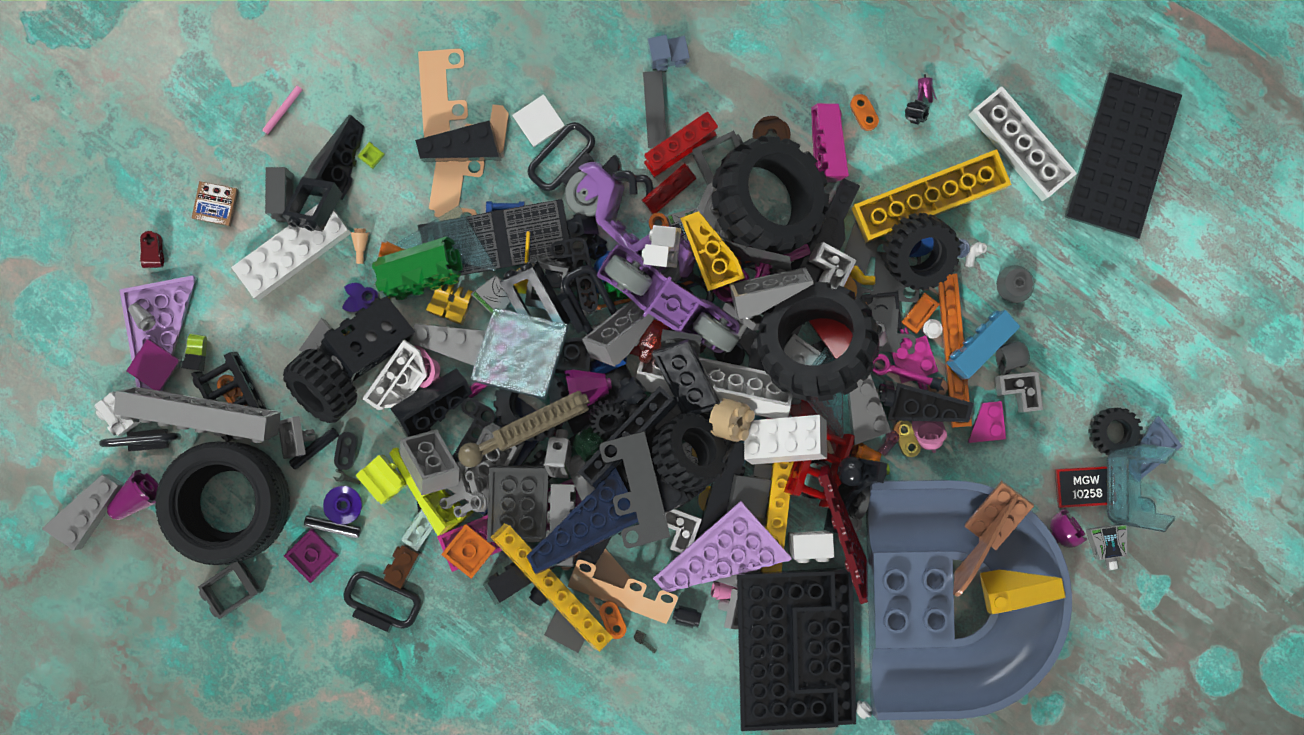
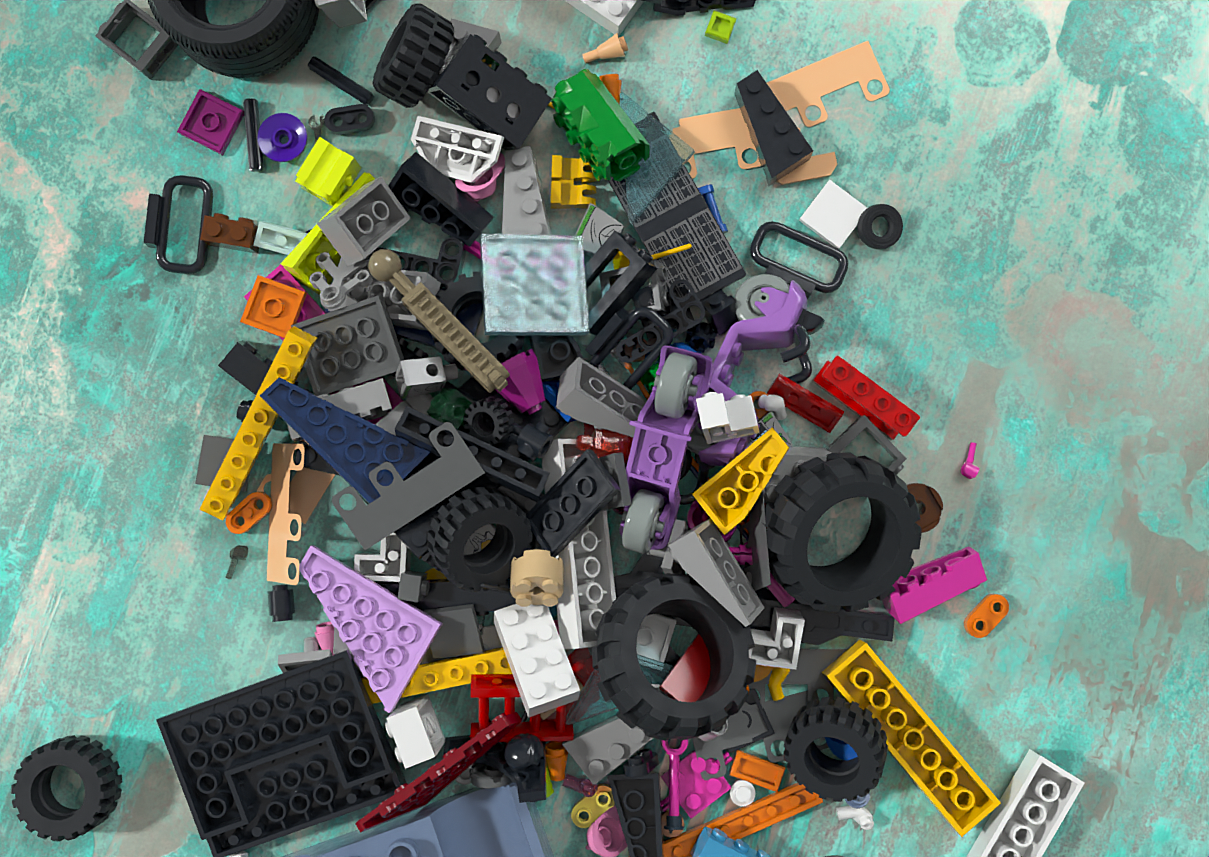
camera: 80 degrees right, 0 degrees up
(293, 437) = (344, 49): light grey tile -> none
(358, 297) = (542, 70): dark purple plate -> none
(551, 99) = (895, 226): none -> black tyre
(654, 108) = (900, 351): dark grey tile -> none
(662, 211) = (773, 403): none -> white arm
(667, 52) = (976, 343): sand blue brick -> none
(707, 512) = (413, 586): none -> dark grey plate
(734, 357) = (621, 556): black hair -> none
(755, 88) = (968, 468): none -> dark pink hand
(917, 112) = (1011, 682): black gear -> none
(925, 85) = (1050, 683): flat silver piece -> none

